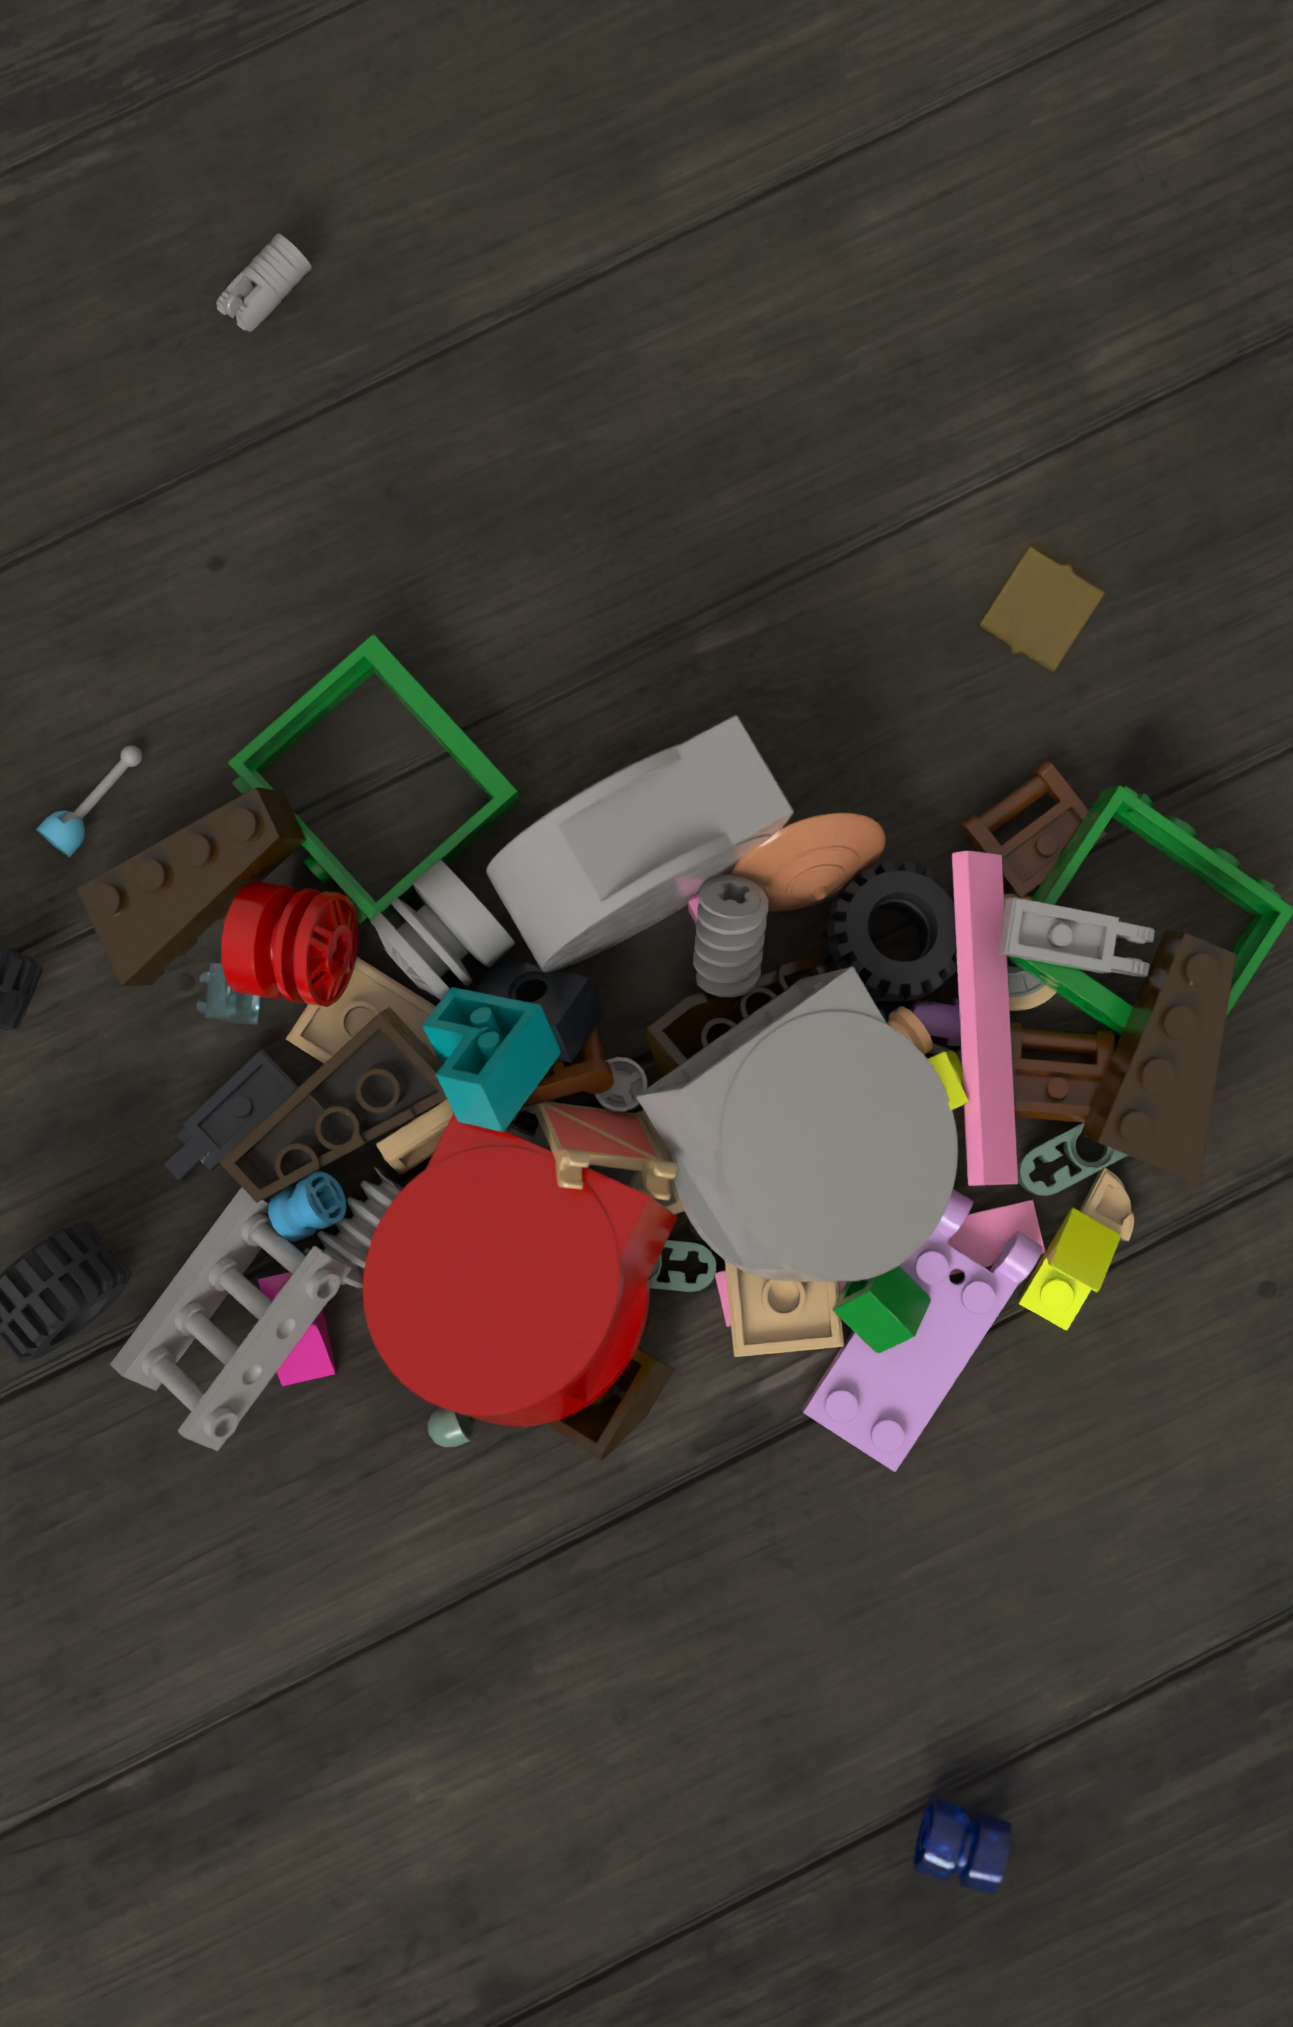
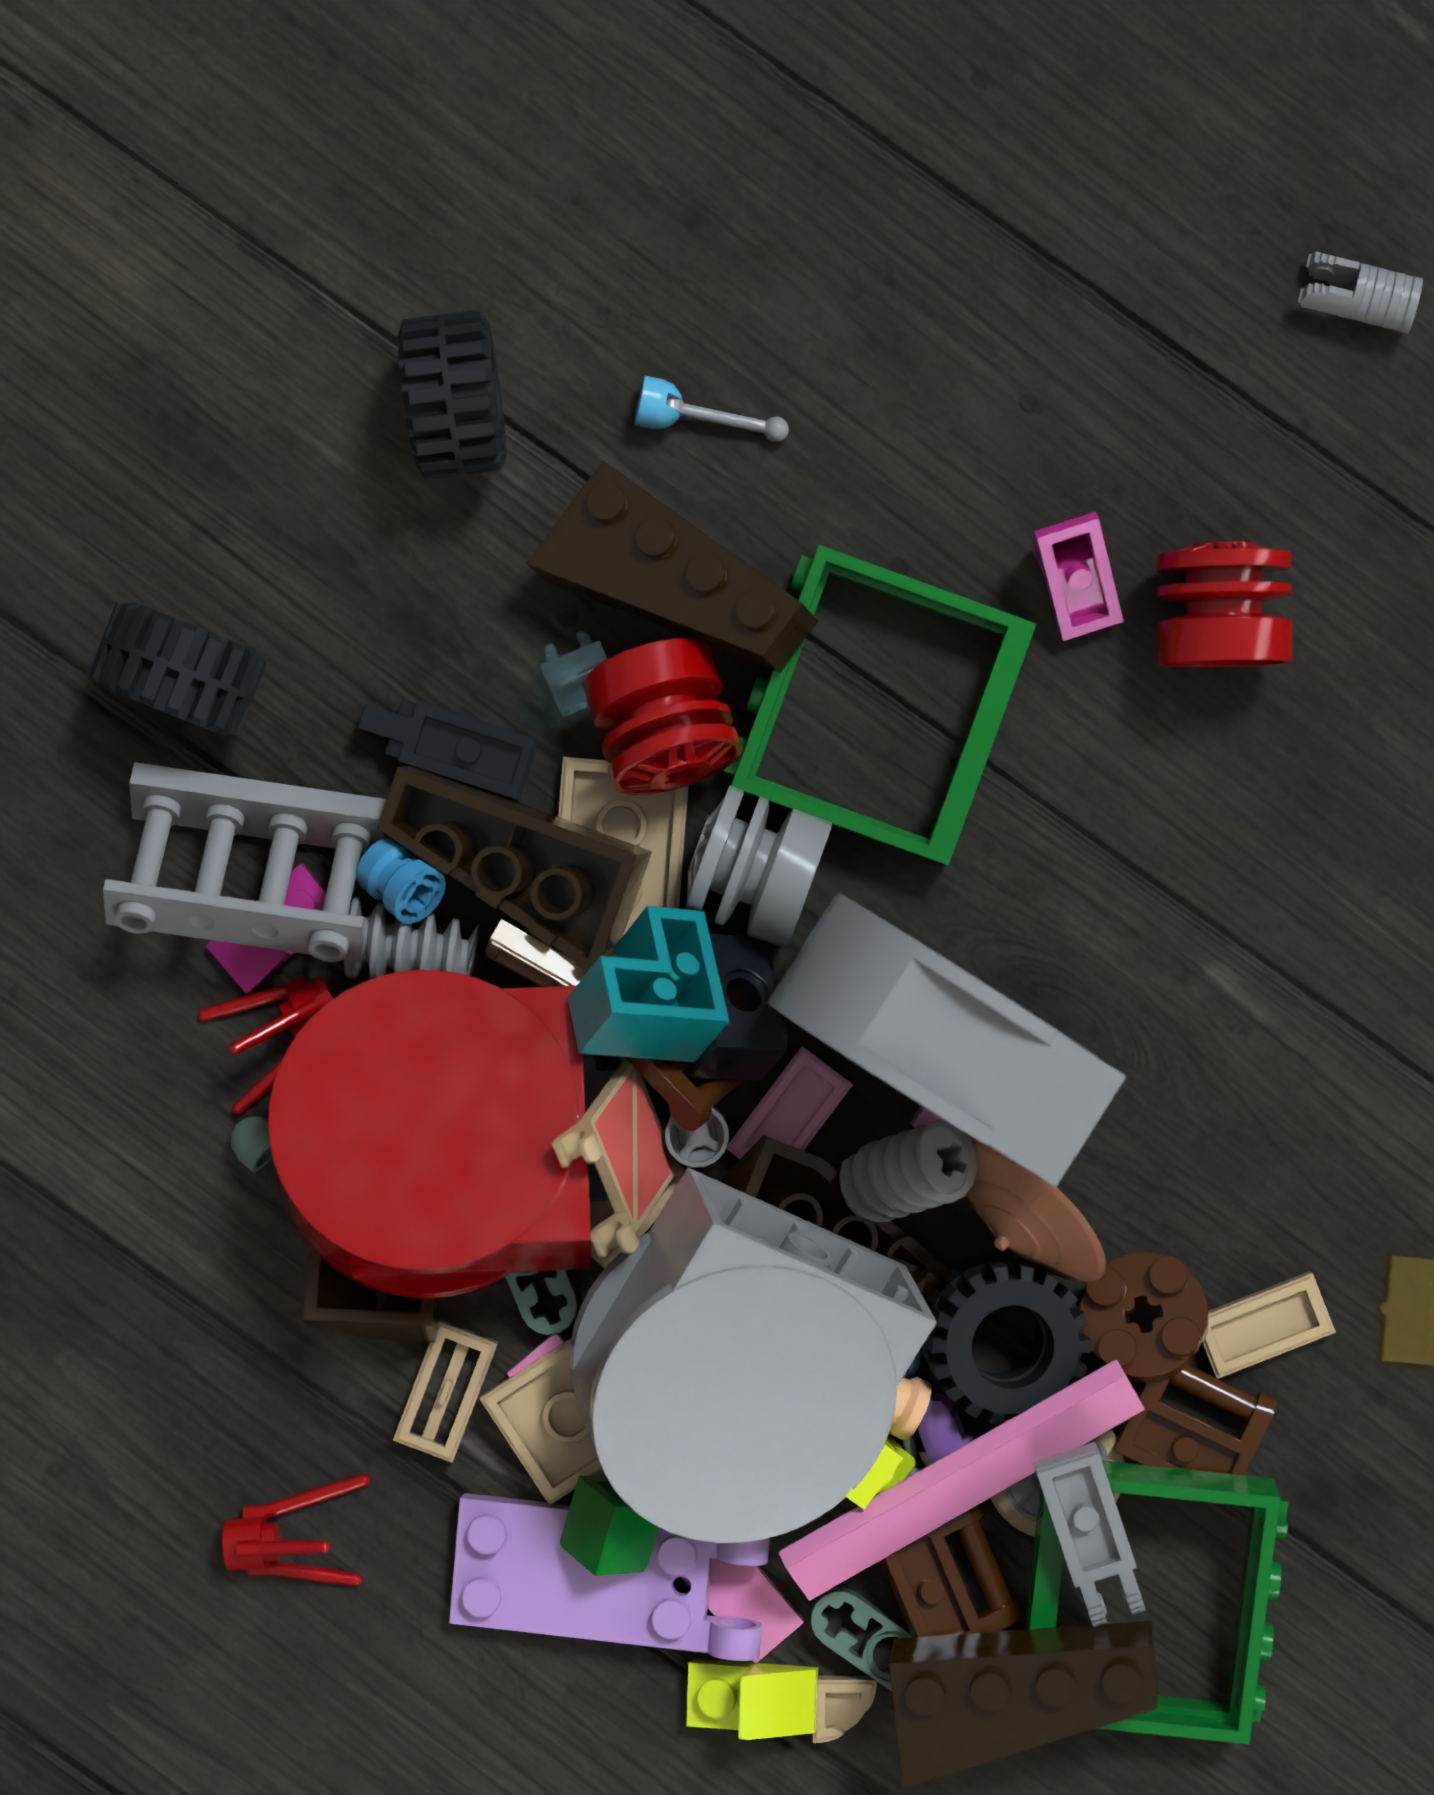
camera: 55 degrees right, 5 degrees up
(354, 587) = (1077, 576): none -> dark pink slope
(359, 1338) = (303, 1002): none -> red plant
(426, 488) = (1224, 607): none -> red wheel
(637, 1002) = (793, 1105): none -> bright pink tile
(747, 1416) = (465, 1340): none -> tan tile
(757, 1591) = (257, 1545): none -> red plant
(915, 798) = (1175, 1335): none -> reddish brown plate
(983, 742) = (1266, 1324): none -> tan tile

